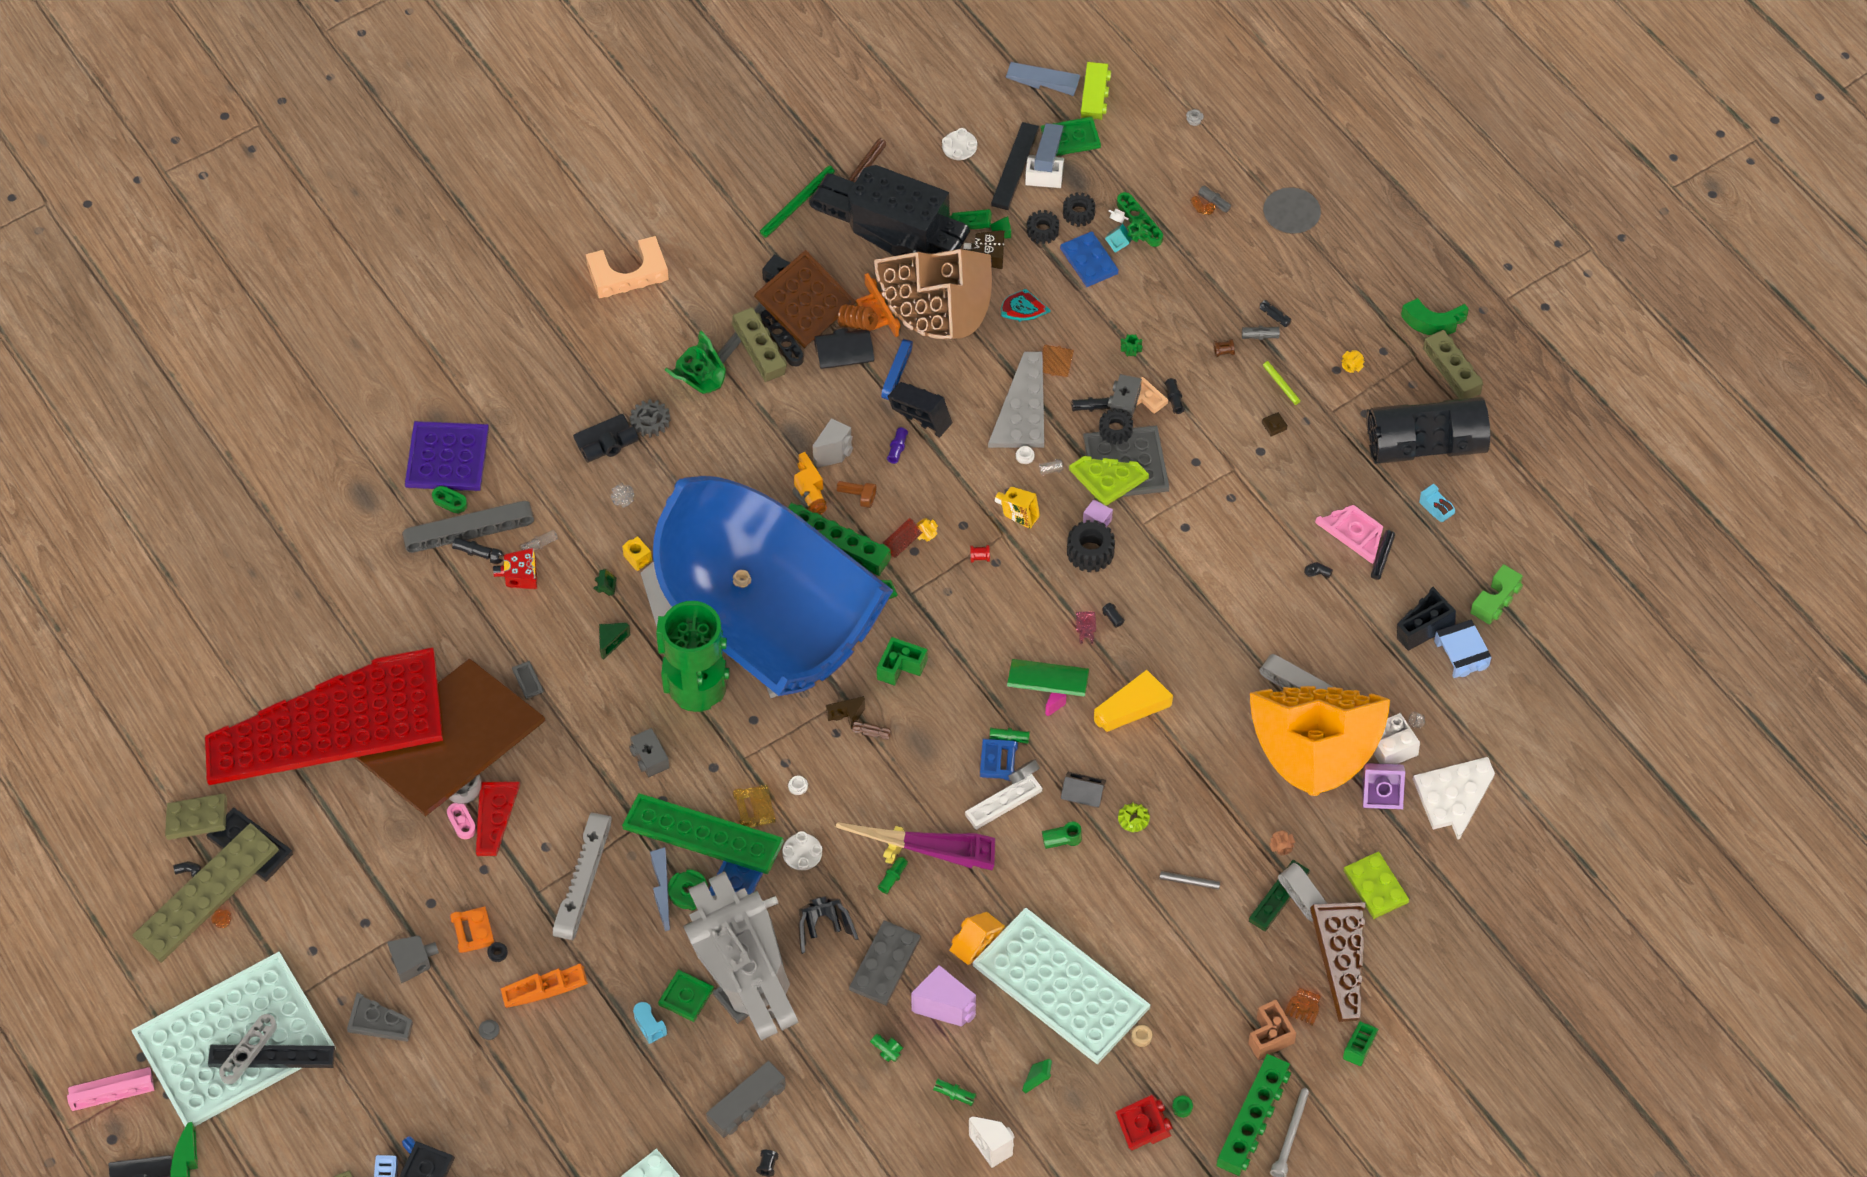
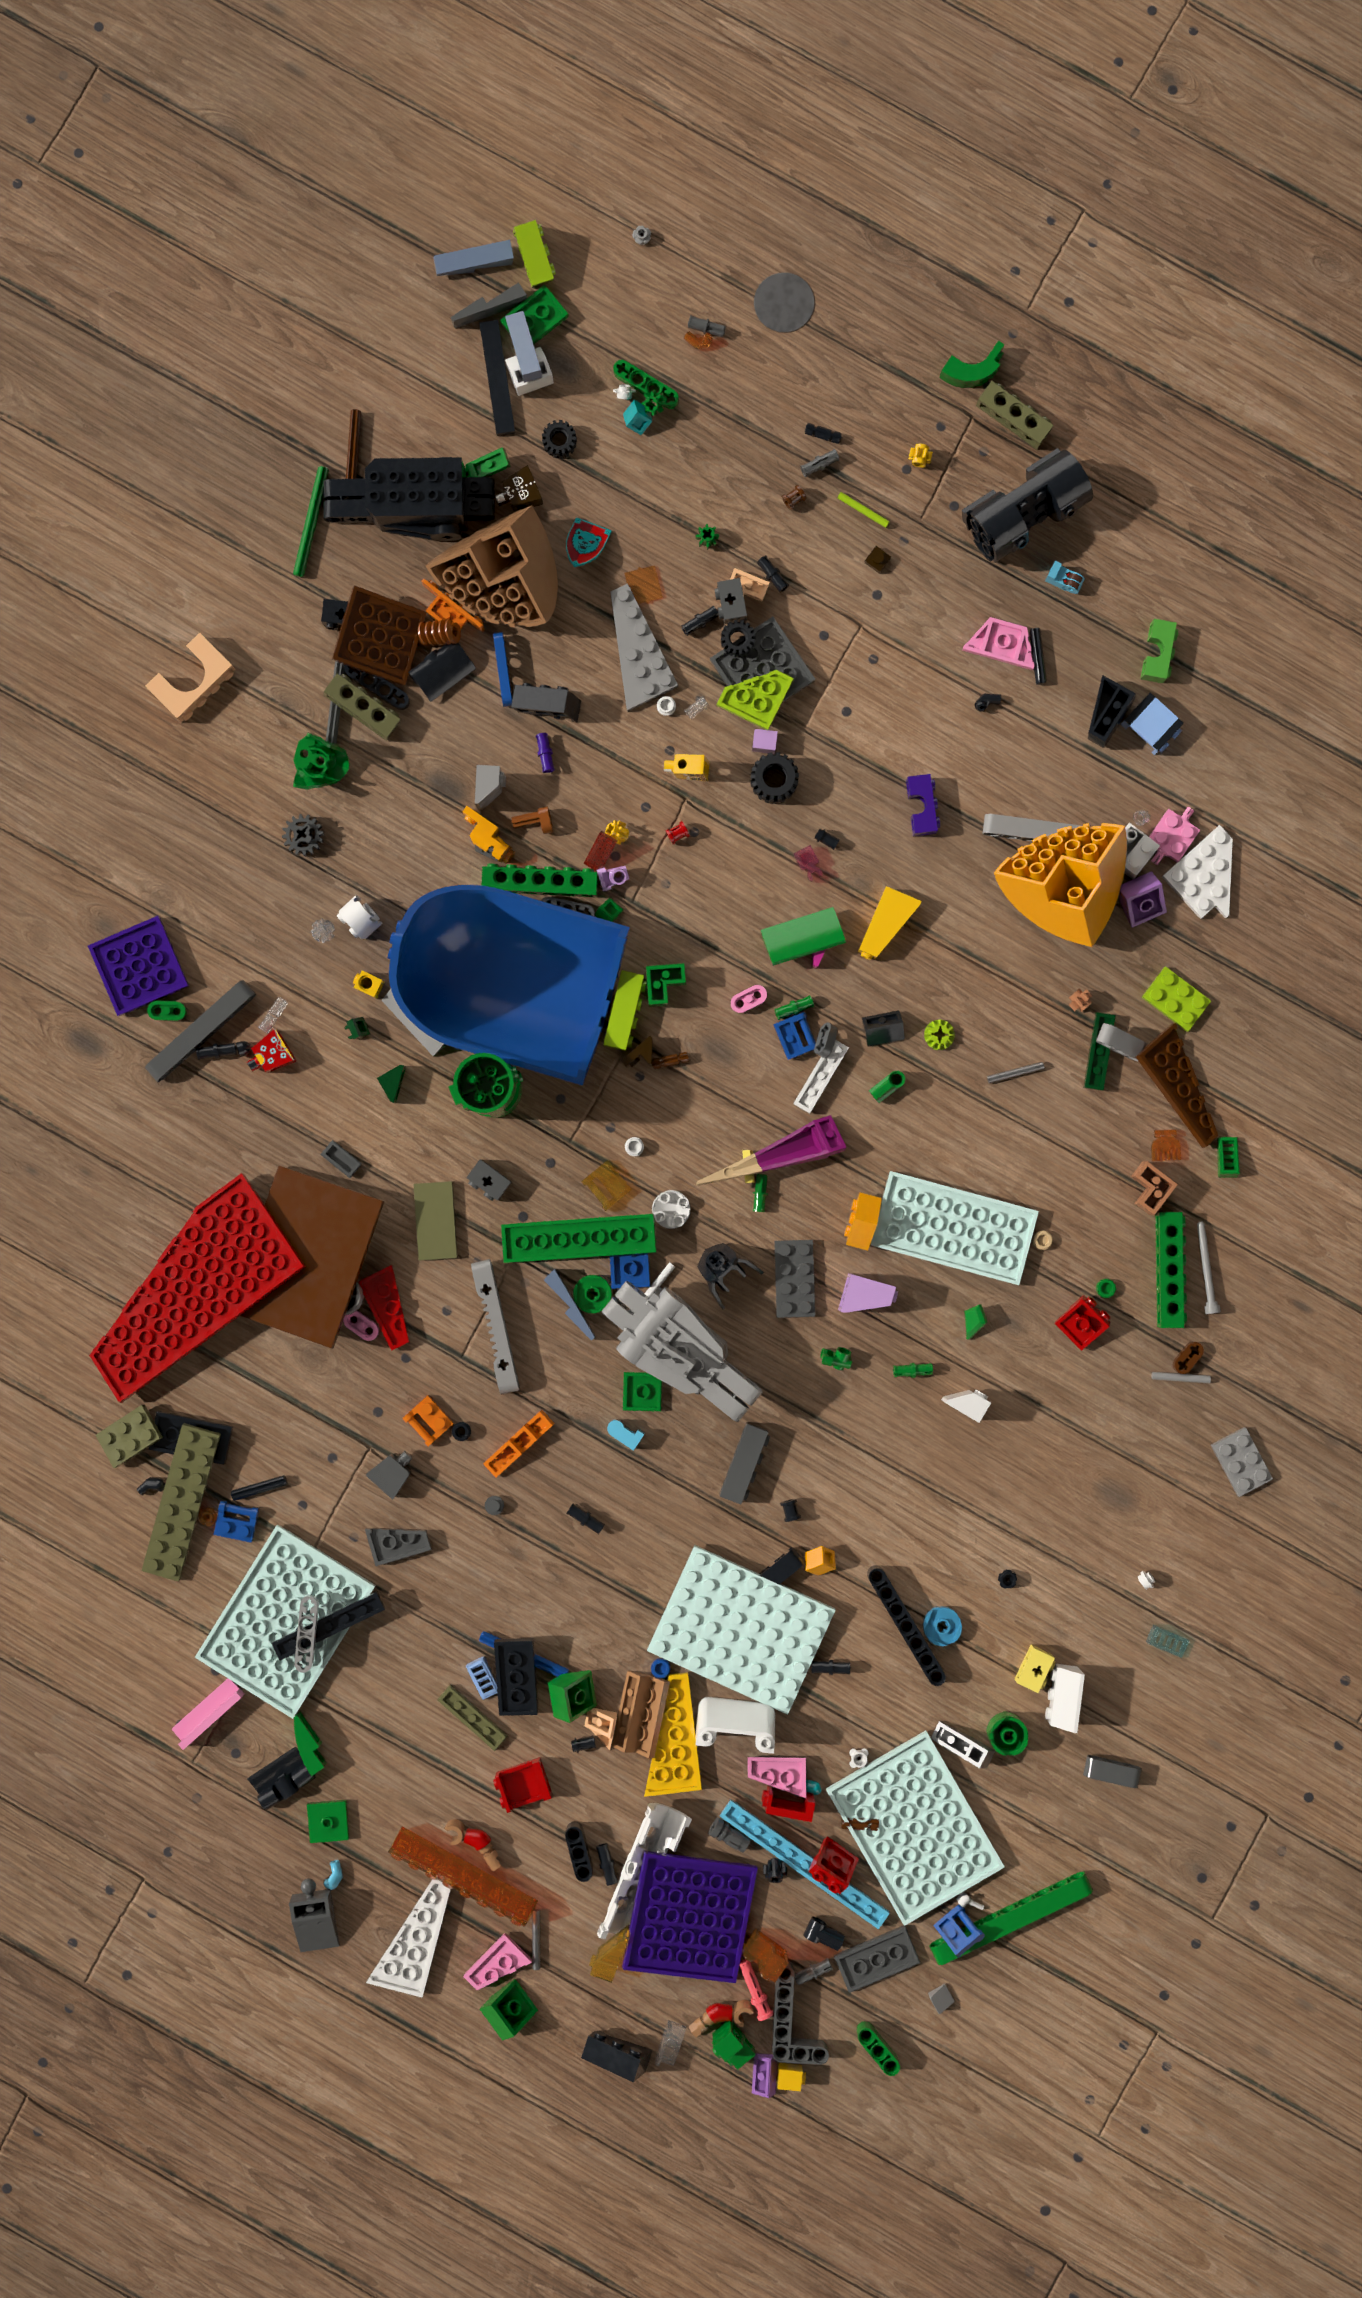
camera: 25 degrees left, 30 degrees up
(241, 941) = (234, 1527): none -> blue plate
(283, 915) = (259, 1487): none -> black axle
(567, 1080) = (585, 1518): none -> black pin
(581, 767) = (435, 1220): none -> olive tile
(605, 438) = (273, 875): black panel -> none
(657, 493) = (359, 917): none -> white brick
(741, 578) = (473, 966): tan plate -> none
(851, 670) = (624, 1010): none -> lime brick
(898, 560) = (608, 879): none -> lavender plate
(959, 144) = (432, 379): white dish -> none
(971, 710) = (748, 998): none -> bright pink plate
(1002, 225) = (520, 459): green slope -> none
(1030, 114) = (480, 309): none -> dark grey slope
(1079, 201) = (578, 391): black tyre -> none
(1089, 259) = (620, 454): blue plate -> none
(1211, 638) = (922, 788): none -> dark purple arch
(1440, 747) = (1174, 835): none -> bright pink plate

